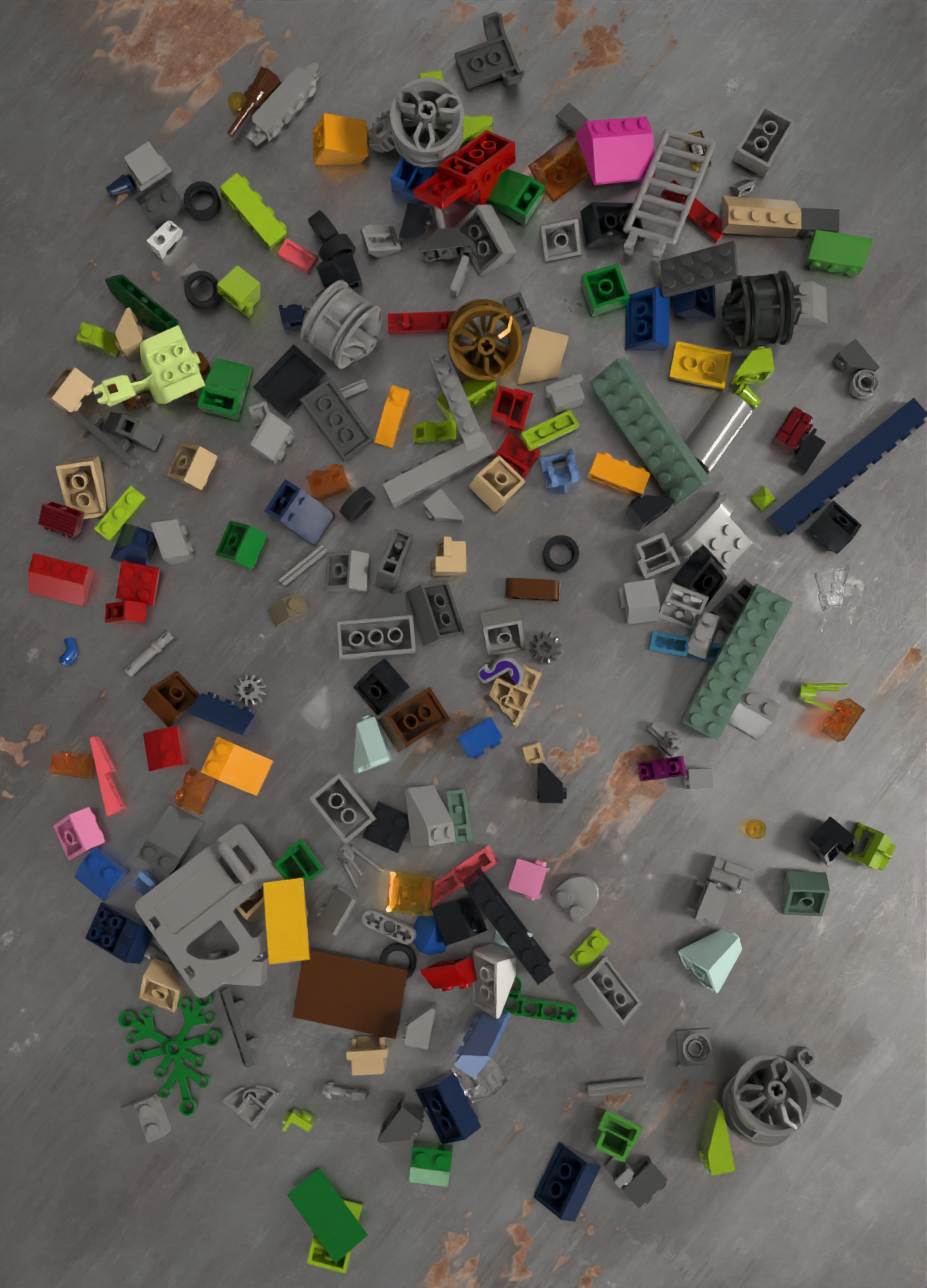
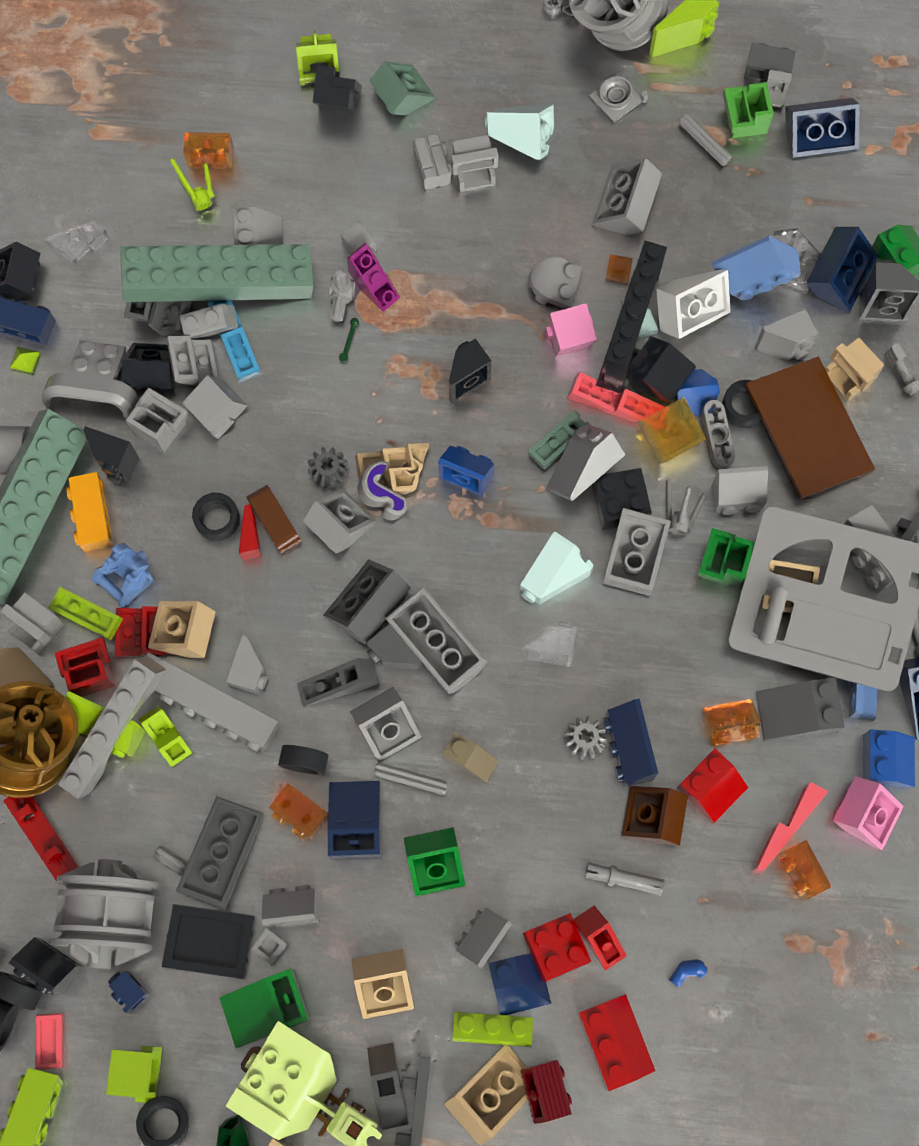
camera: 125 degrees left, 10 degrees down
(237, 766) = (674, 696): light orange slope -> none
(286, 921) = (790, 520): yellow tile -> none
(381, 686) = (484, 603): black slope -> none
(392, 416) = (176, 793): light orange slope -> none
(413, 719) = (495, 548): reddish brown slope -> none
(449, 558) = (298, 621): tan plate -> none
(451, 973) = (716, 343): red slope -> none
(531, 566) = (249, 541): none -> red slope
(533, 754) = (445, 412): tan tile -> none
(540, 1004) = (674, 225): green beam -> none
(558, 949) = (619, 268): none -> clear orange plate
(589, 949) = (596, 240): lime plate -> none
(620, 712) = (343, 357): none -> dark green hinge
(755, 829) = (371, 167): clear yellow tile -> none

